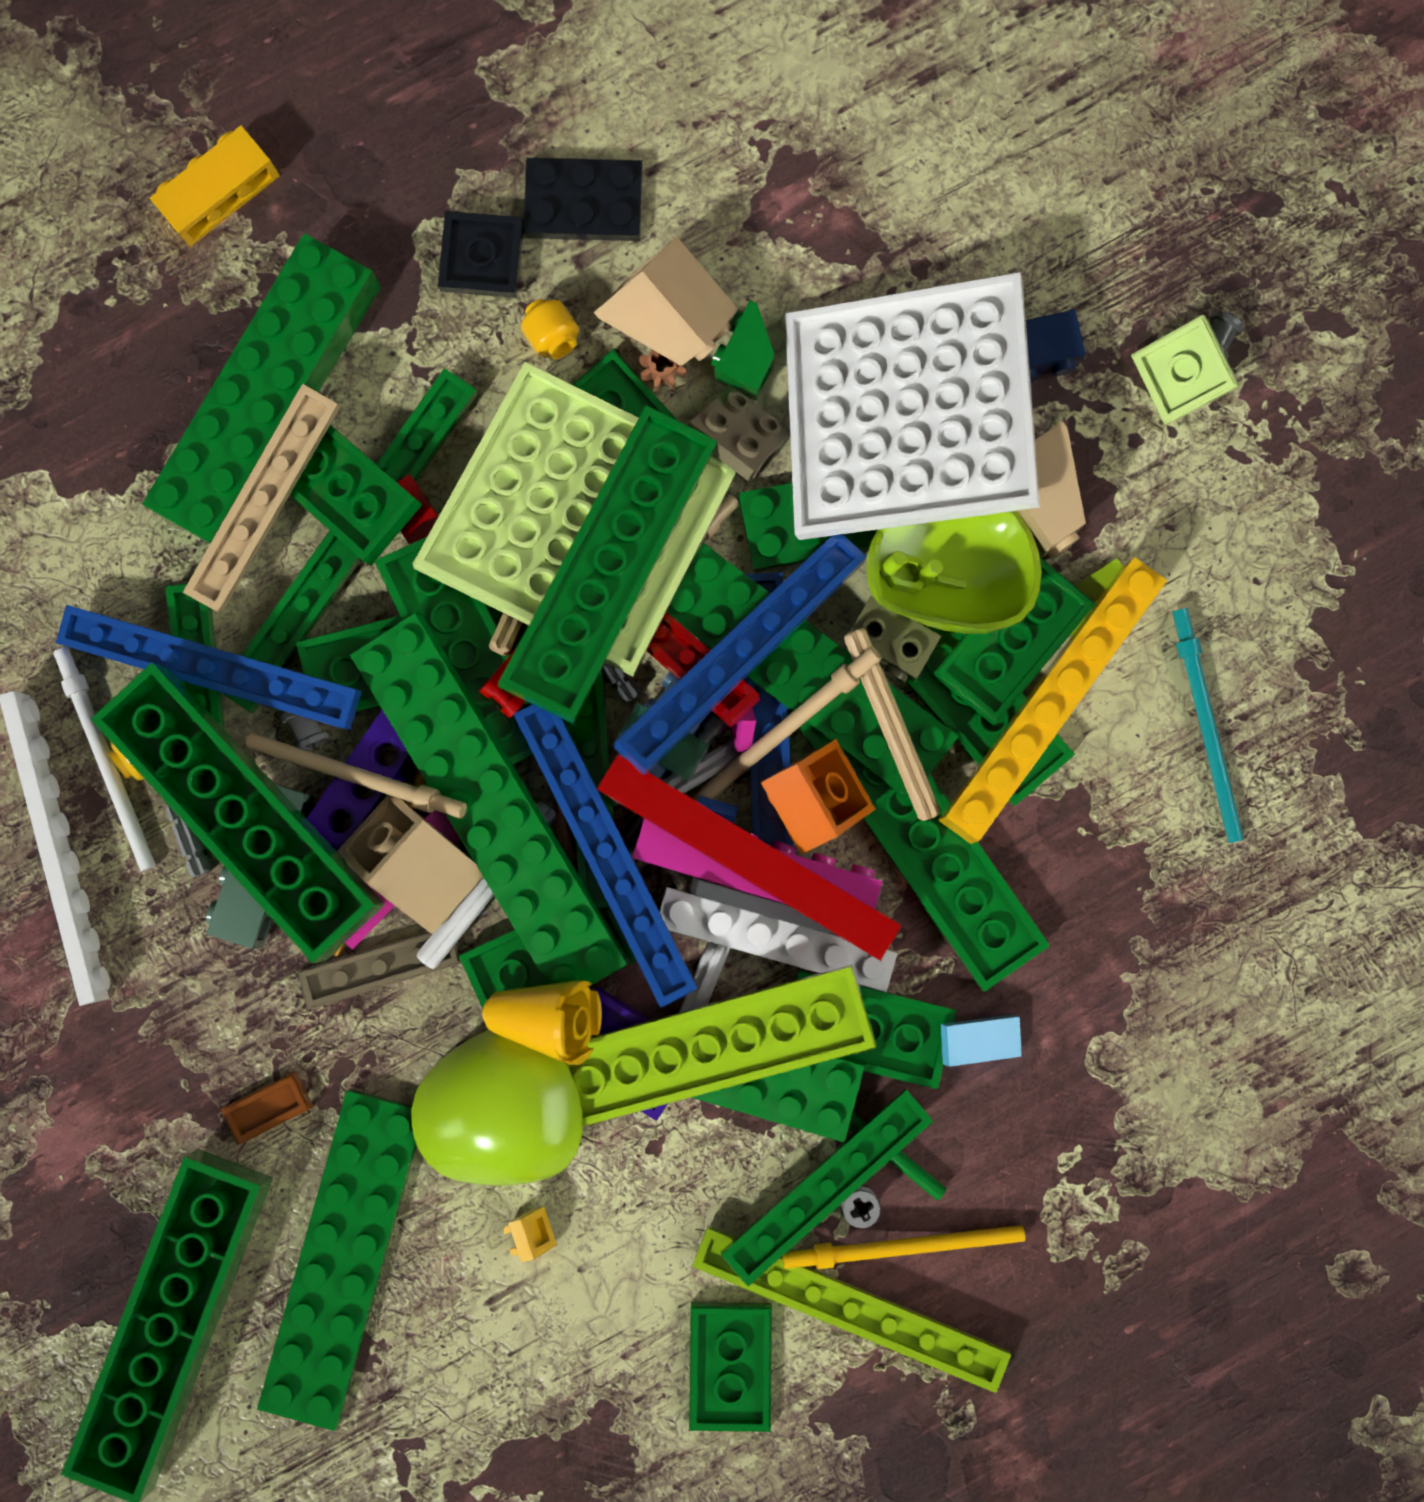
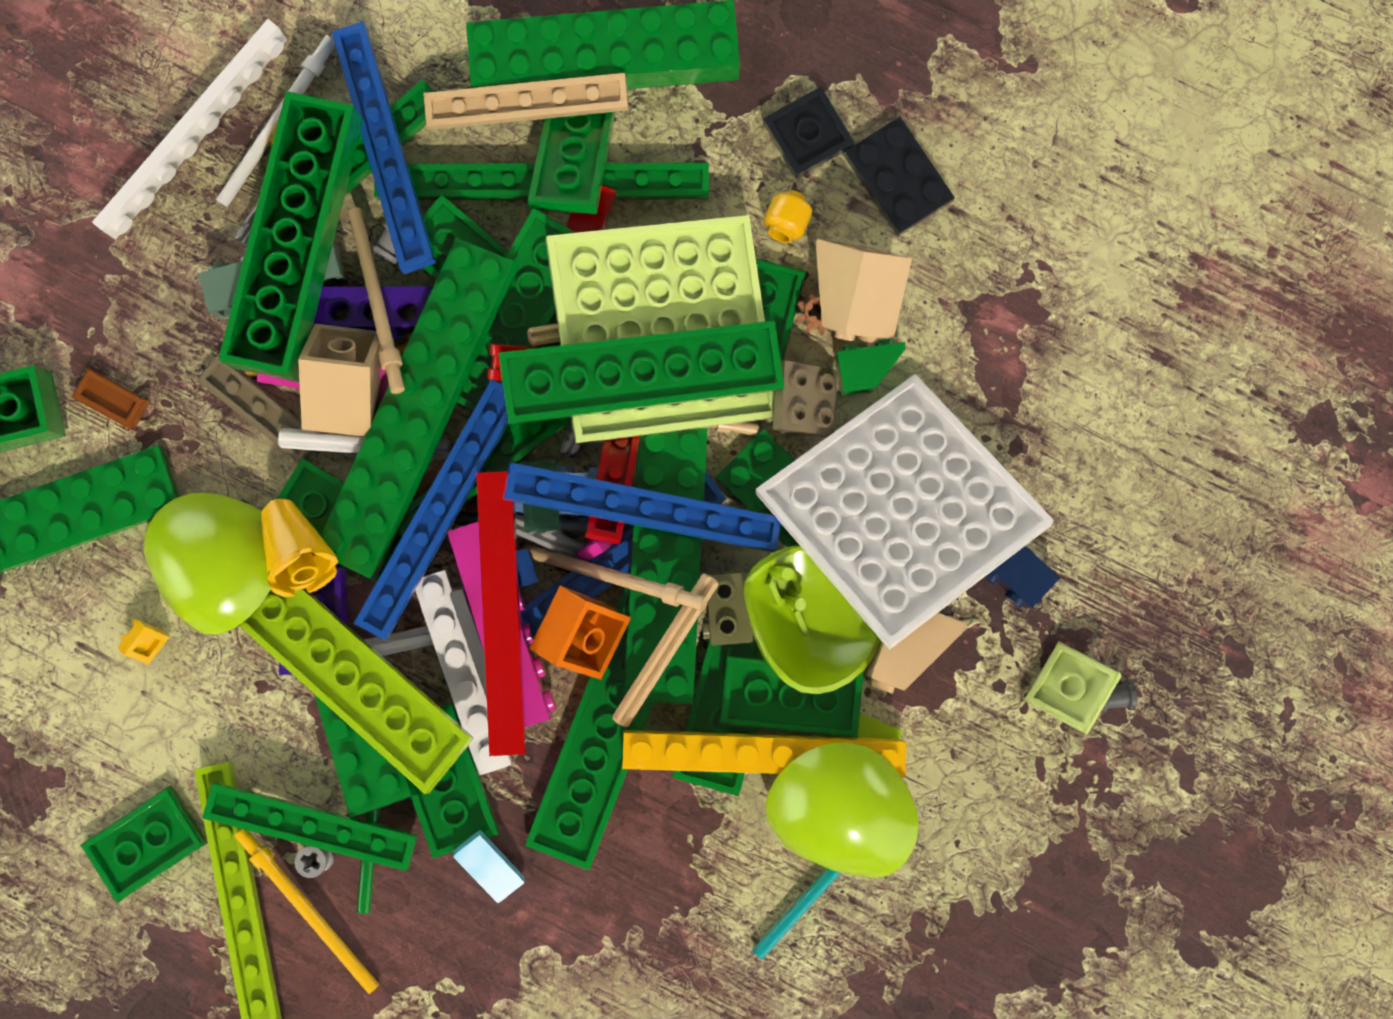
camera: 50 degrees right, 0 degrees up
(1160, 659) = (844, 810): none -> lime piece

